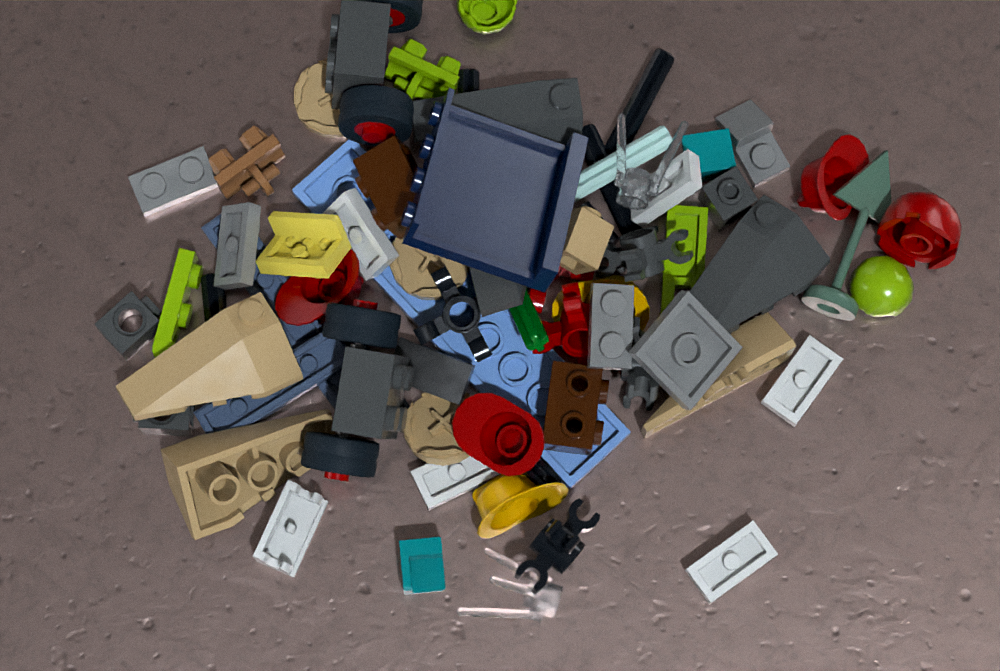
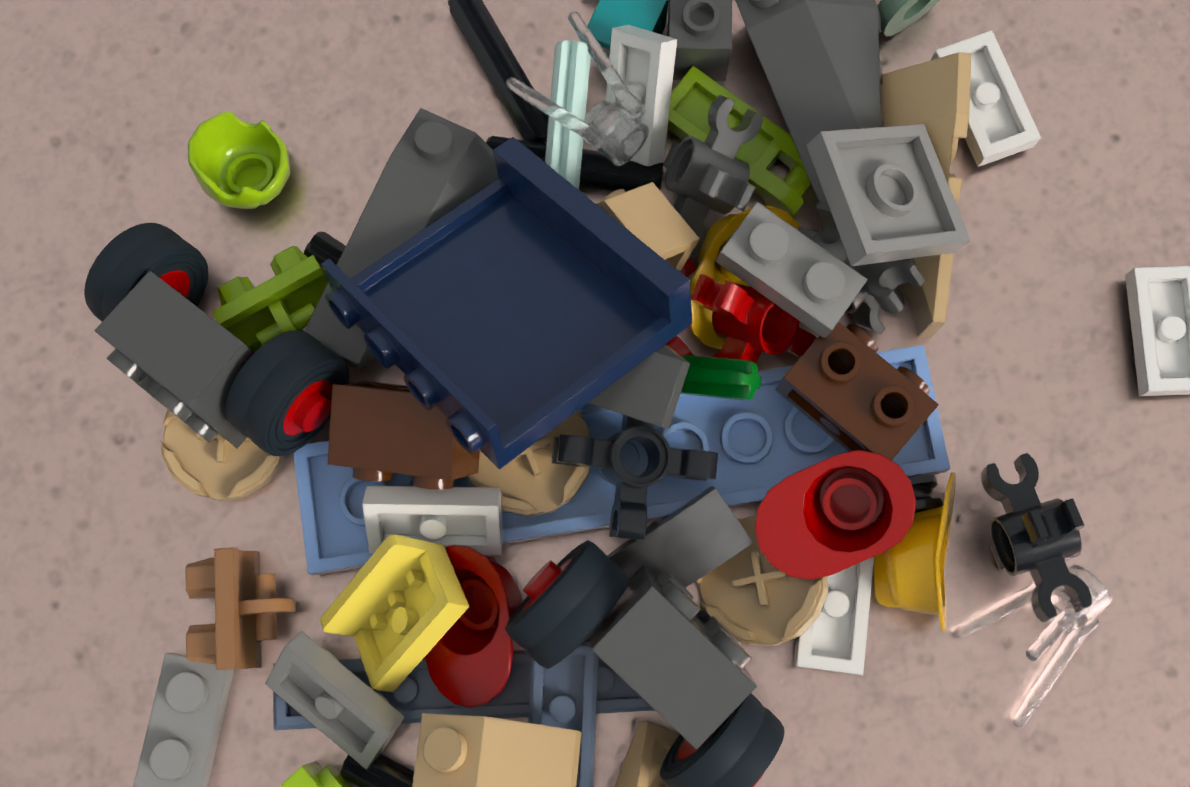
camera: 50 degrees left, 0 degrees up
(422, 565) = (930, 733): teal panel -> none

